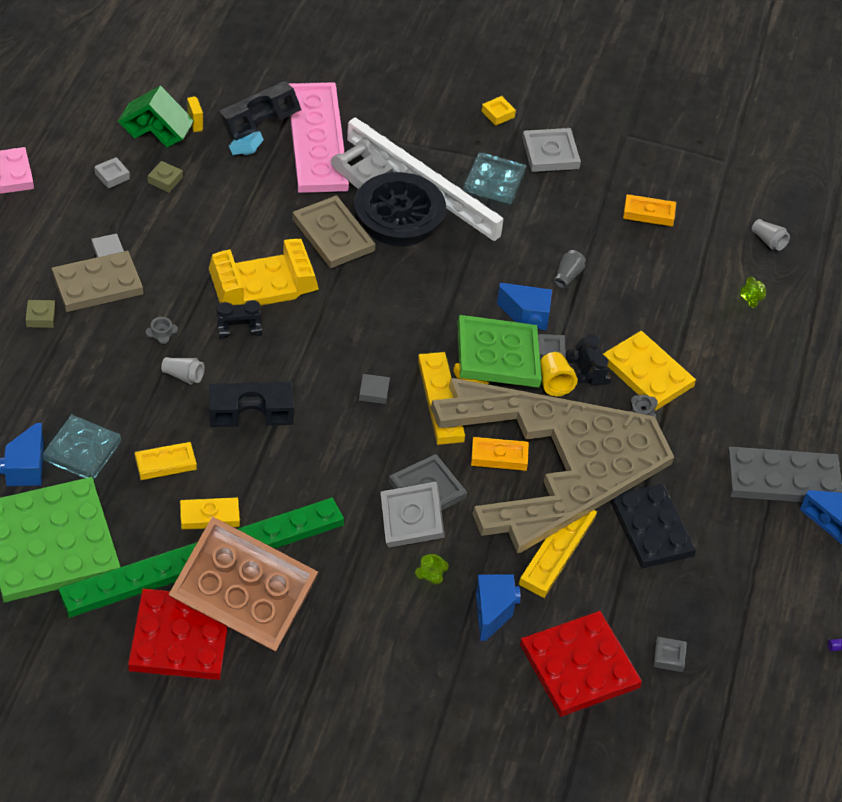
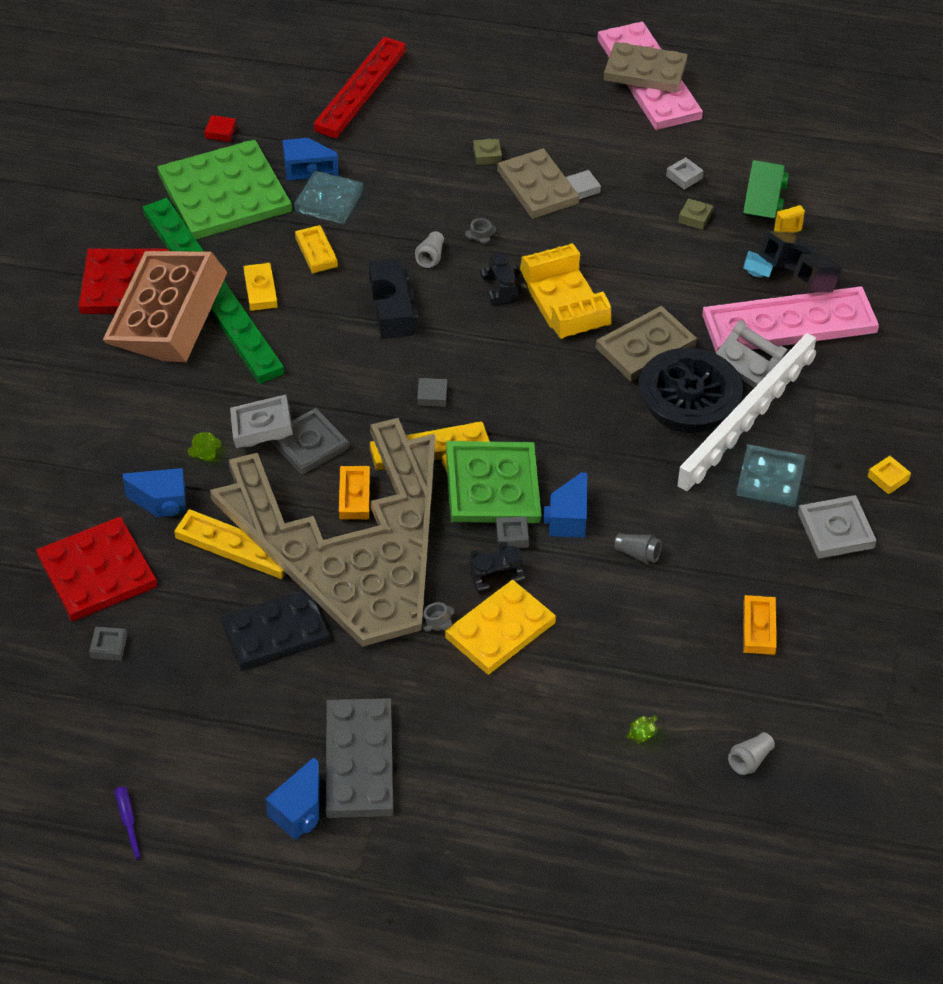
camera: 90 degrees right, 0 degrees up
(557, 374) = (470, 534): yellow piece -> none

